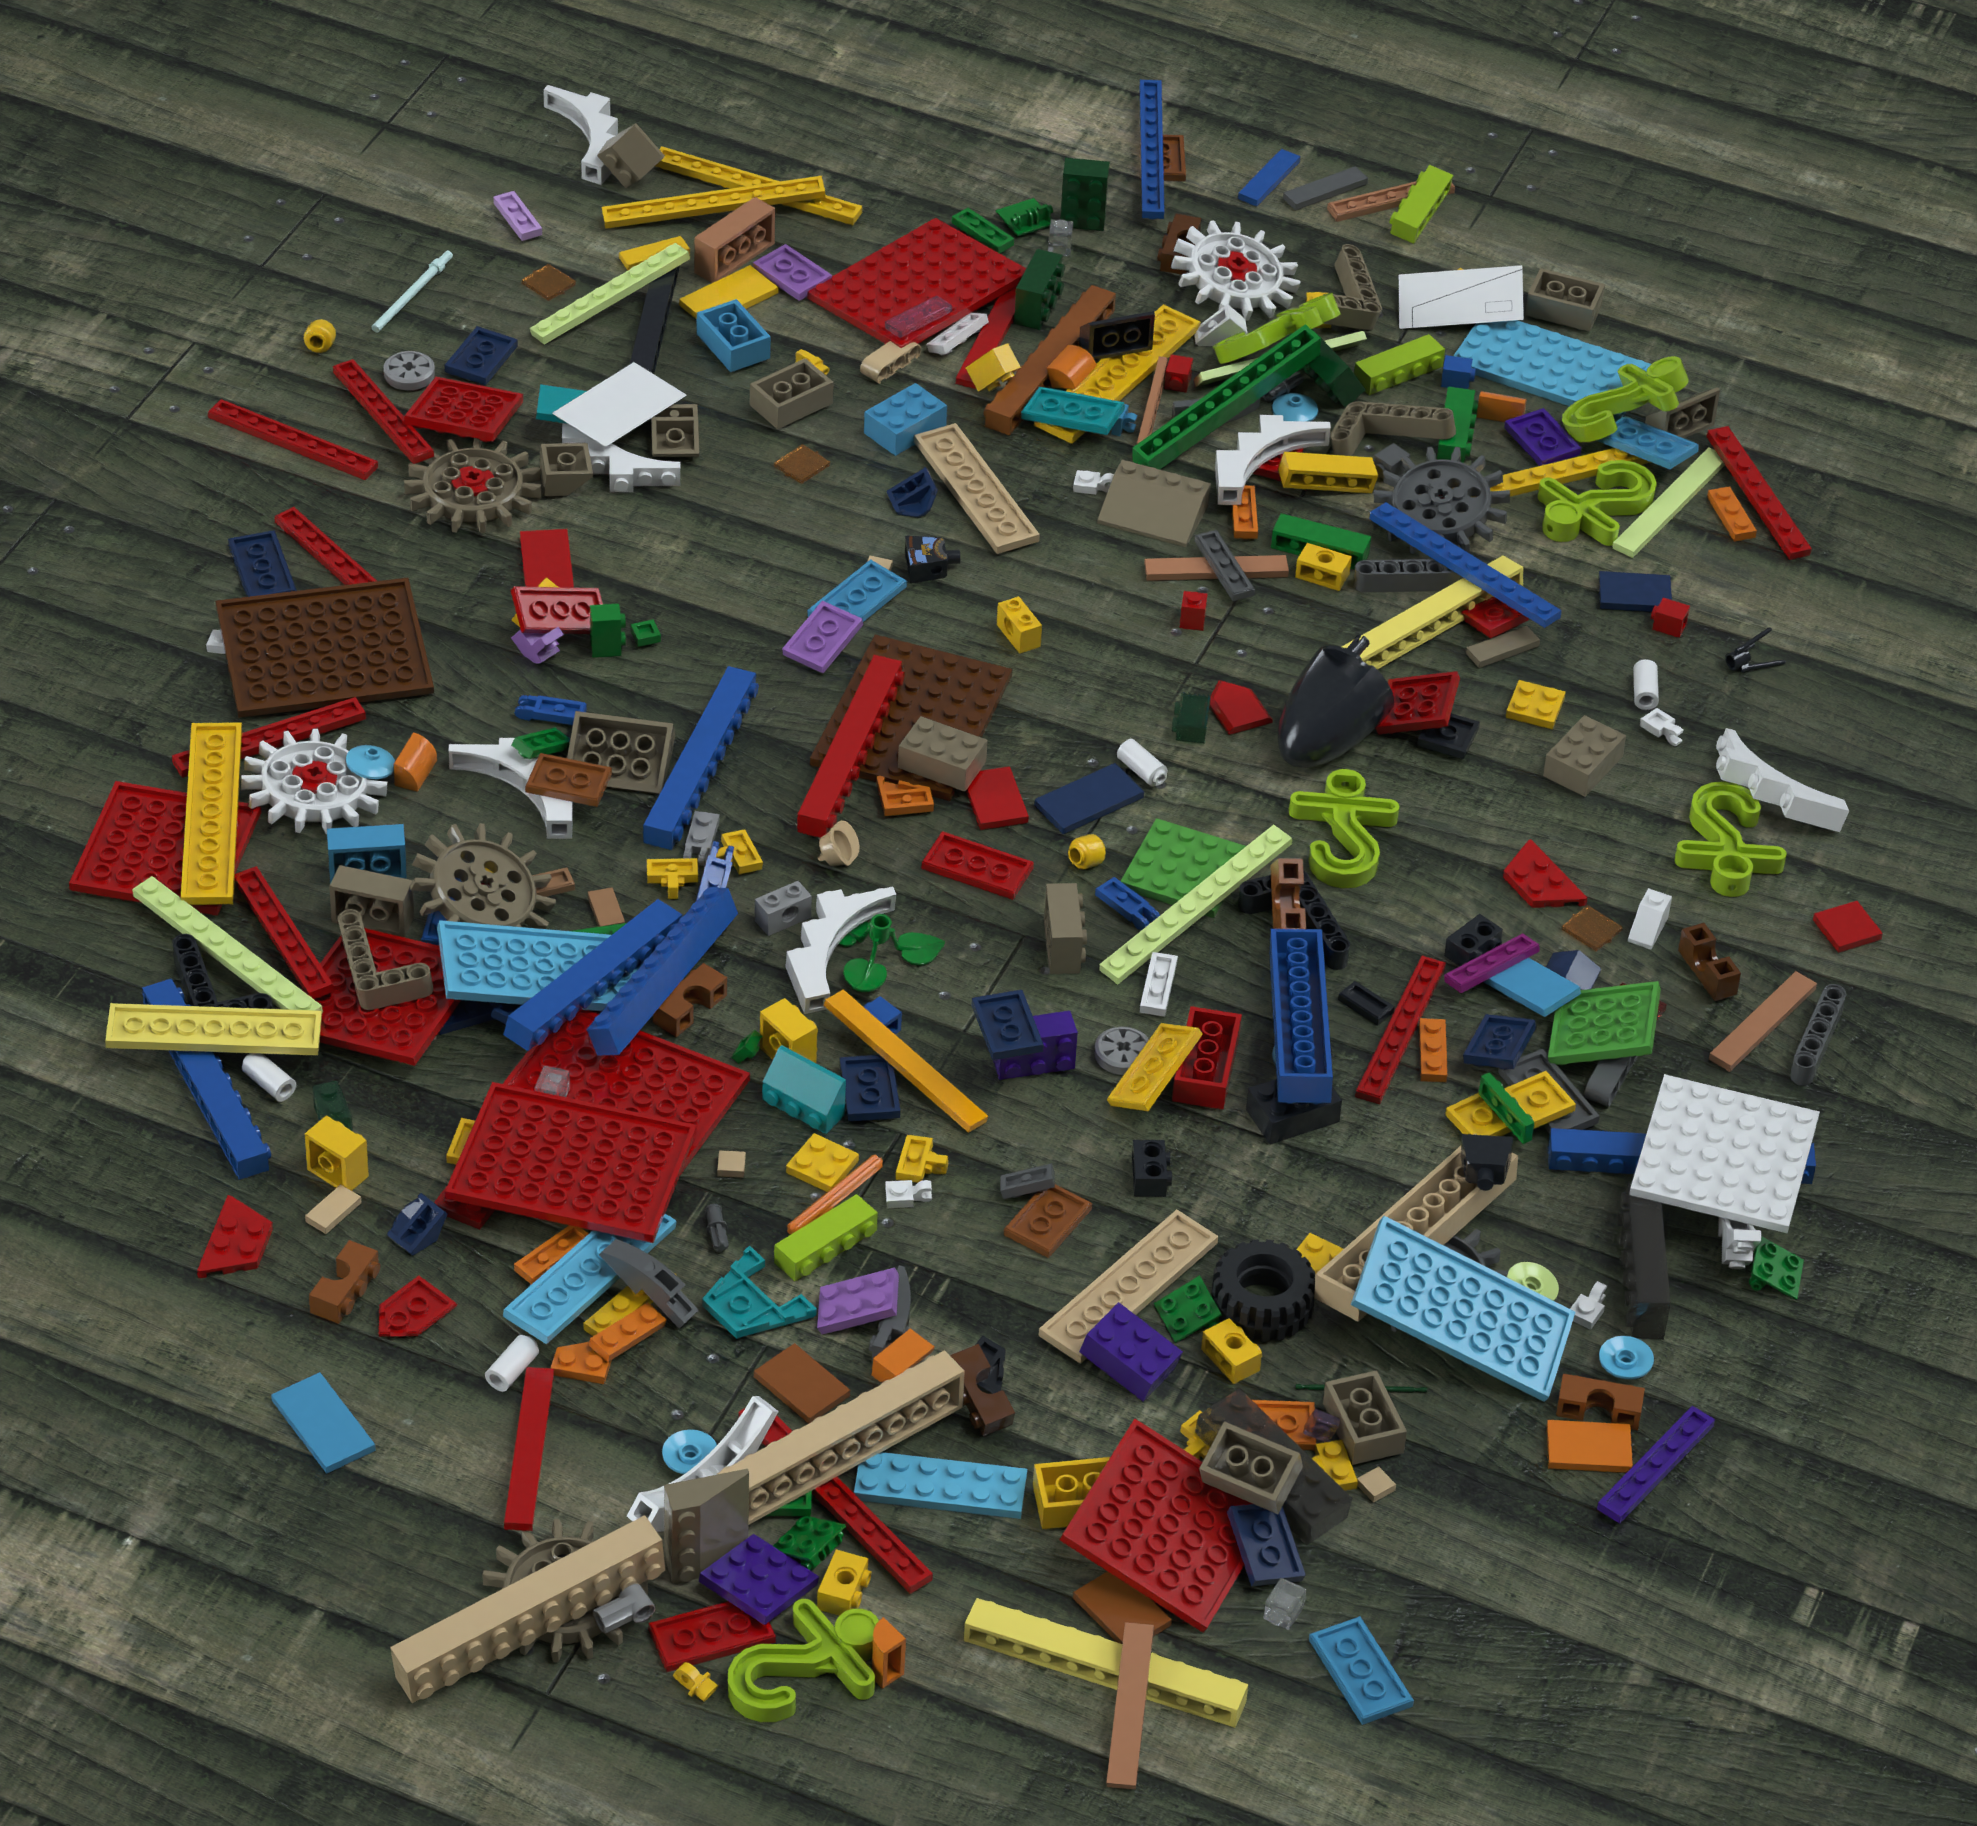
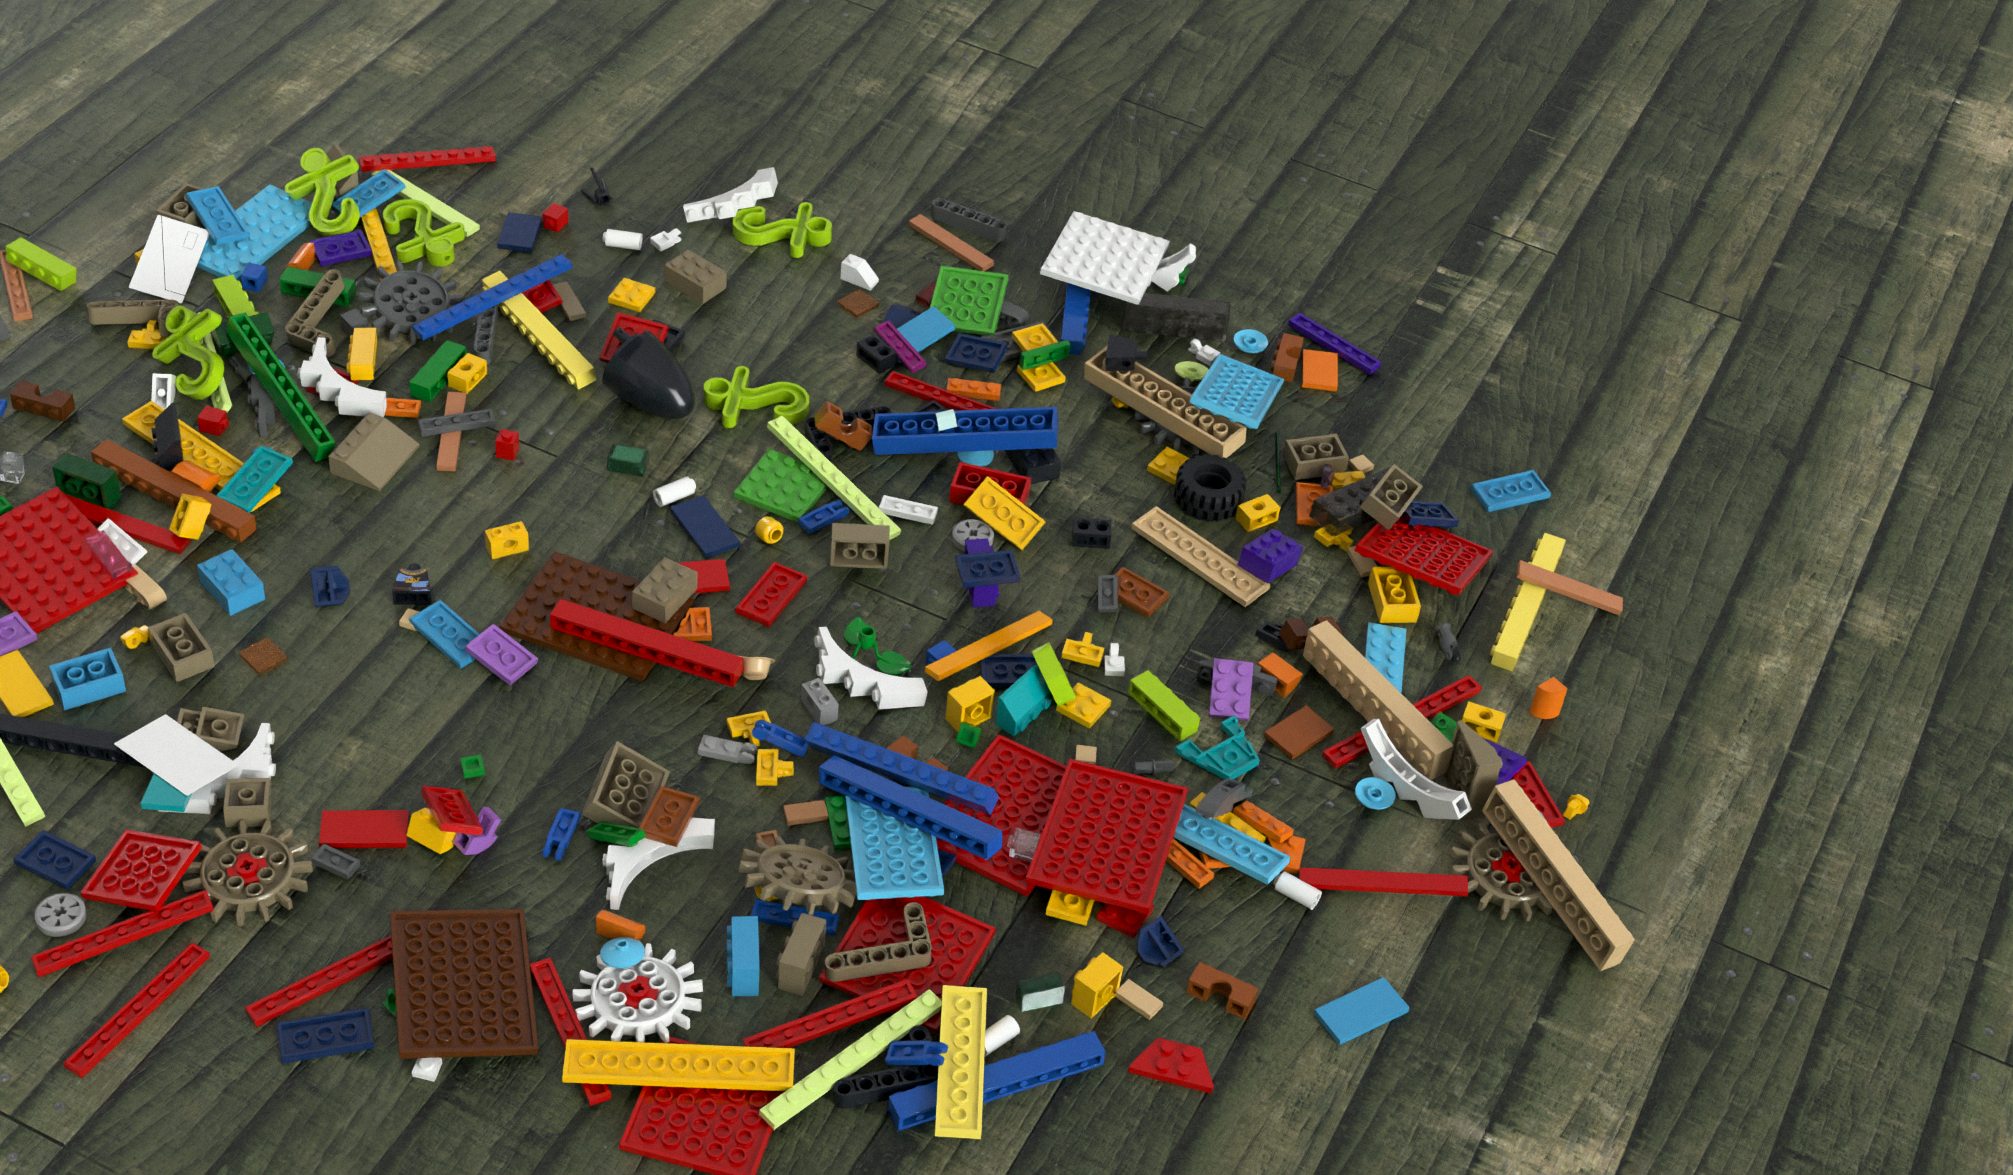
camera: 90 degrees left, 0 degrees up
(222, 990) = (916, 1053): none -> blue hinge
(413, 1309) = (1243, 951): red tile -> none
(494, 546) = (335, 861): none -> dark grey plate
(606, 631) = (478, 784): green brick -> none
(700, 758) = (656, 746): blue brick -> none
(828, 1650) = (1533, 729): lime piece -> none
(831, 1111) = (1053, 674): none -> lime connector
(837, 1193) = (1118, 700): orange axle -> none
(976, 488) = (327, 550): tan plate -> none
(1003, 1557) = (1448, 642): none -> dark grey piece
(1090, 482) = (333, 488): white plate -> none
(1115, 1602) = (1481, 592): dark orange tile -> none
(1154, 399) = (253, 440): nougat tile -> none
(1188, 1309) = (1221, 528): green hinge -> none
(1235, 270) = (95, 371): white gear -> none
(1237, 708) = (603, 438): red tile -> none
(1284, 1604) = (1469, 514): clear brick -> none
(1293, 976) = (946, 420): none -> light aqua tile
(1540, 879) = (809, 318): red wing -> none
(1549, 318) = (217, 215): none -> dark azure tile
(1717, 975) = (918, 251): reddish brown arch -> none
(1731, 514) = (443, 176): orange plate -> none
(1847, 926) = (866, 194): red tile -> none

